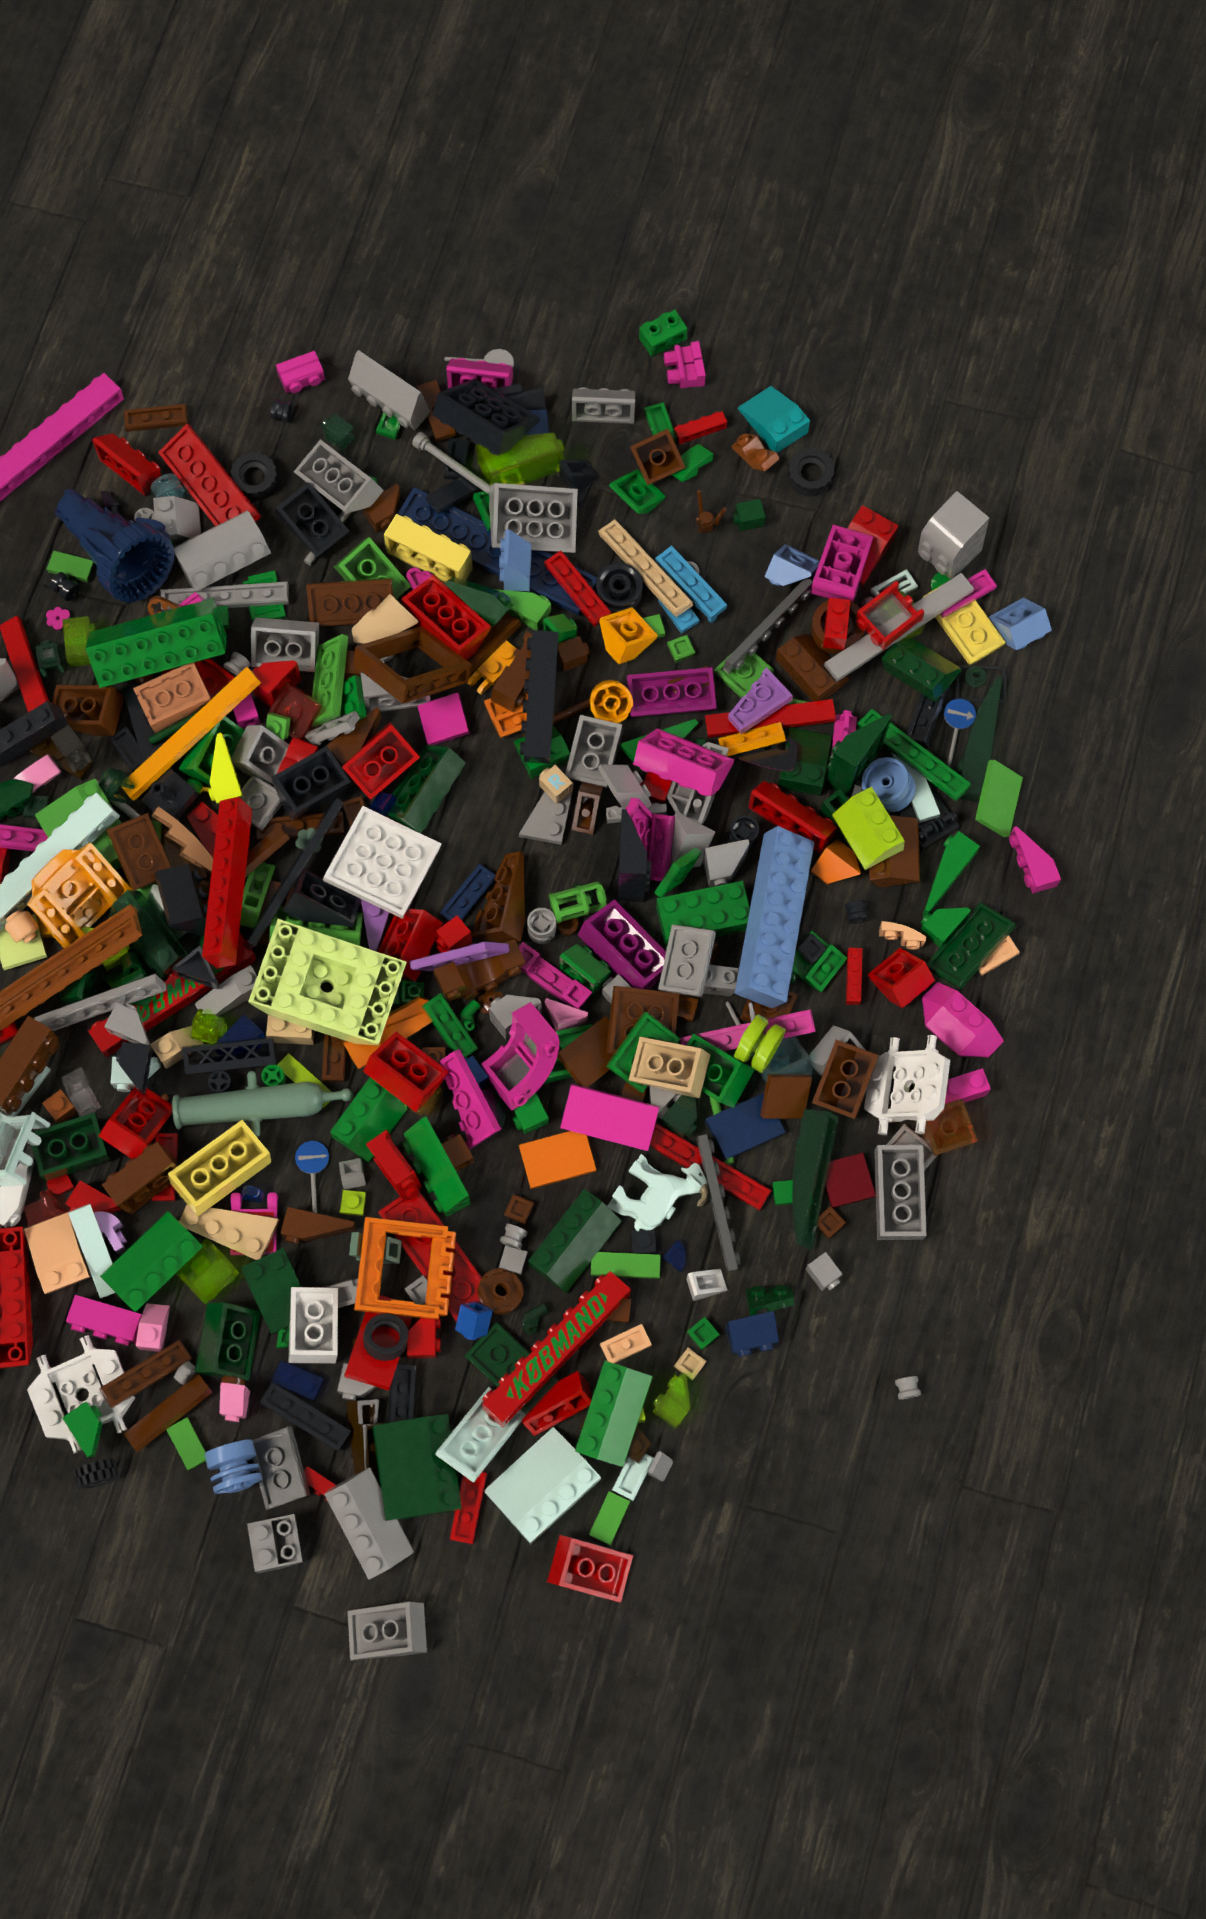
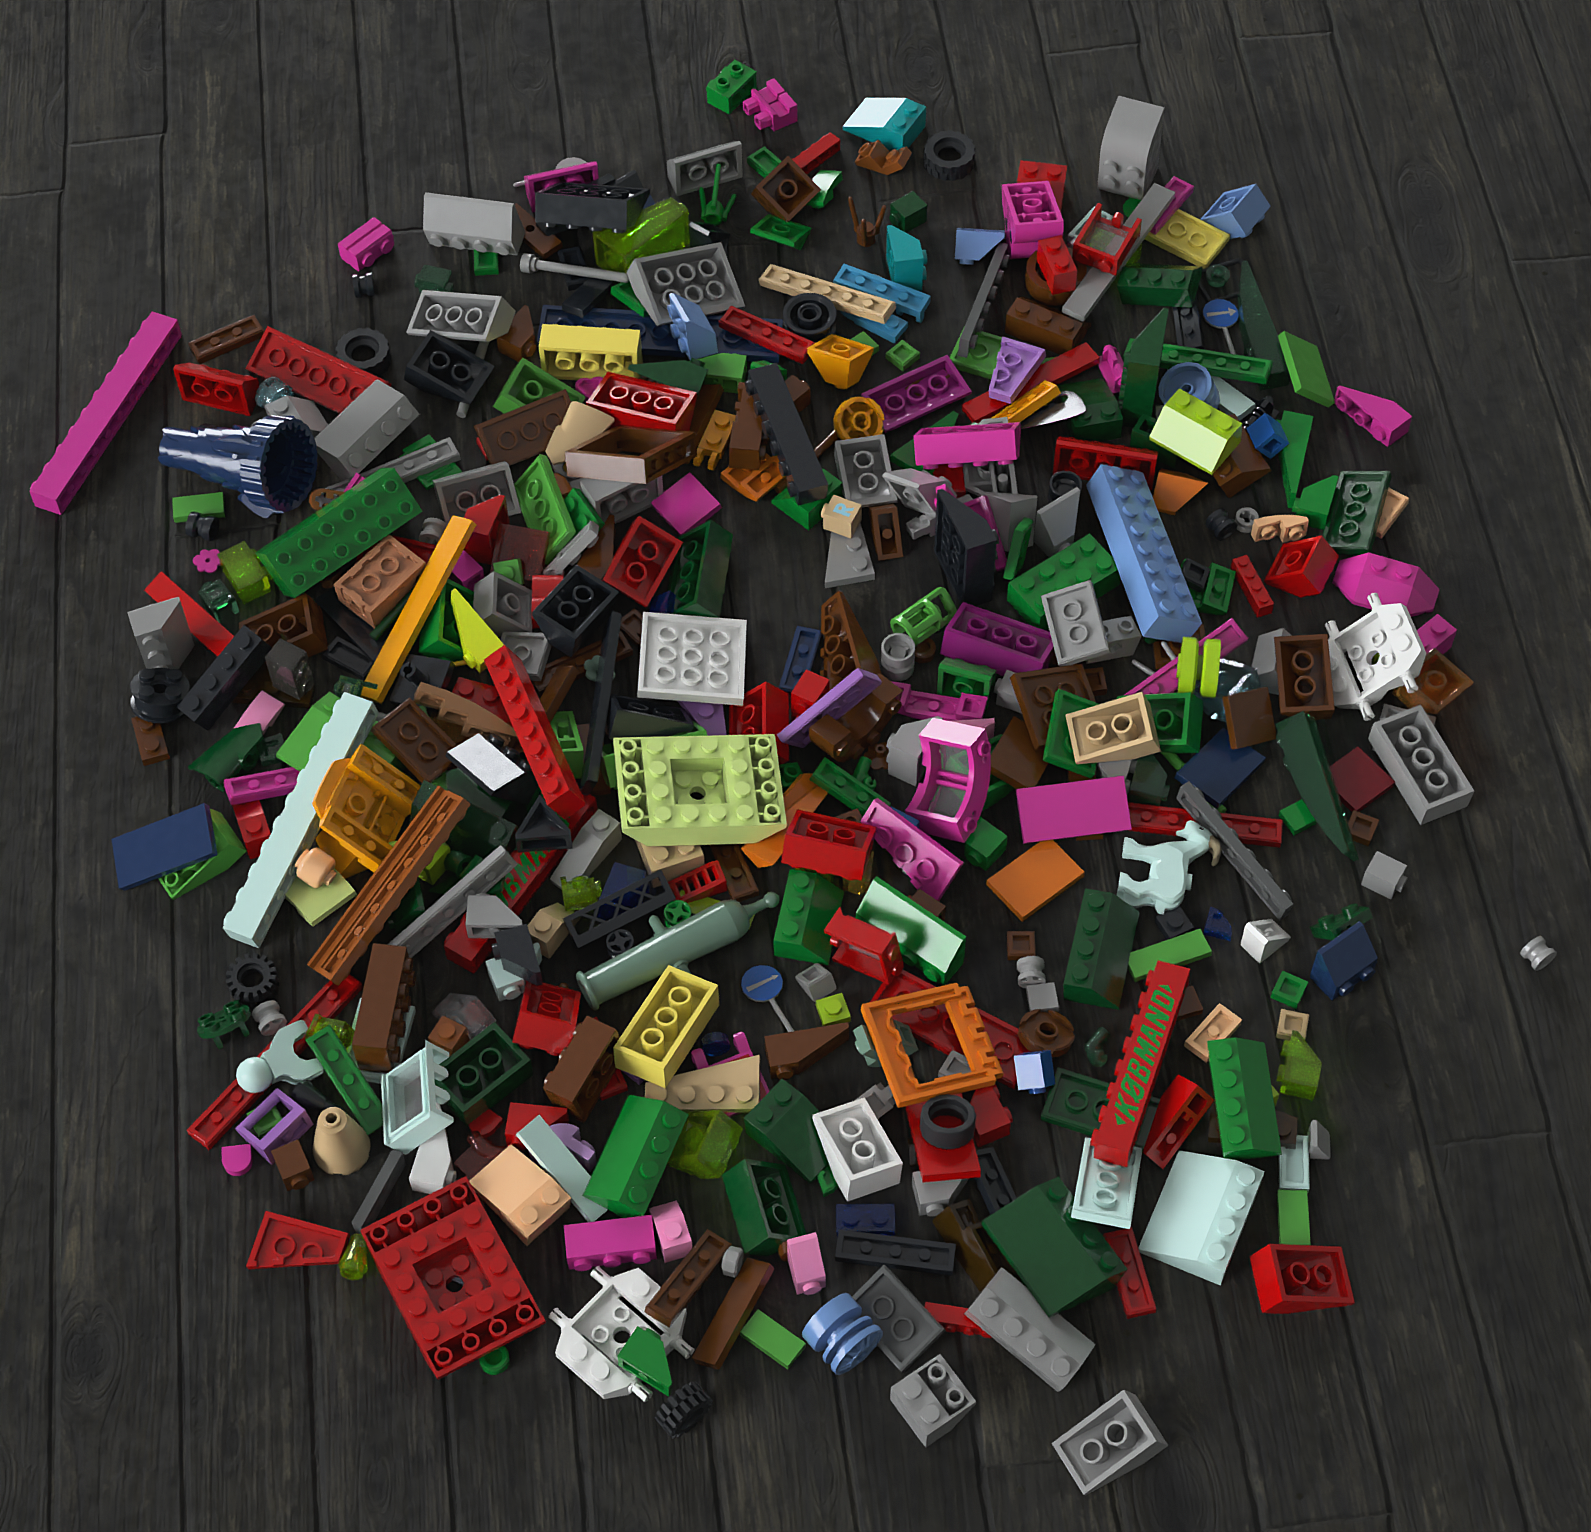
camera: 20 degrees left, 15 degrees down
(308, 1063) = (703, 872): none -> red slope
(592, 450) = (714, 211): none -> green plant
(721, 564) = (905, 259): none -> teal slope
(887, 914) = (1251, 514): none -> light grey bush
(931, 850) = (1267, 435): none -> blue brick

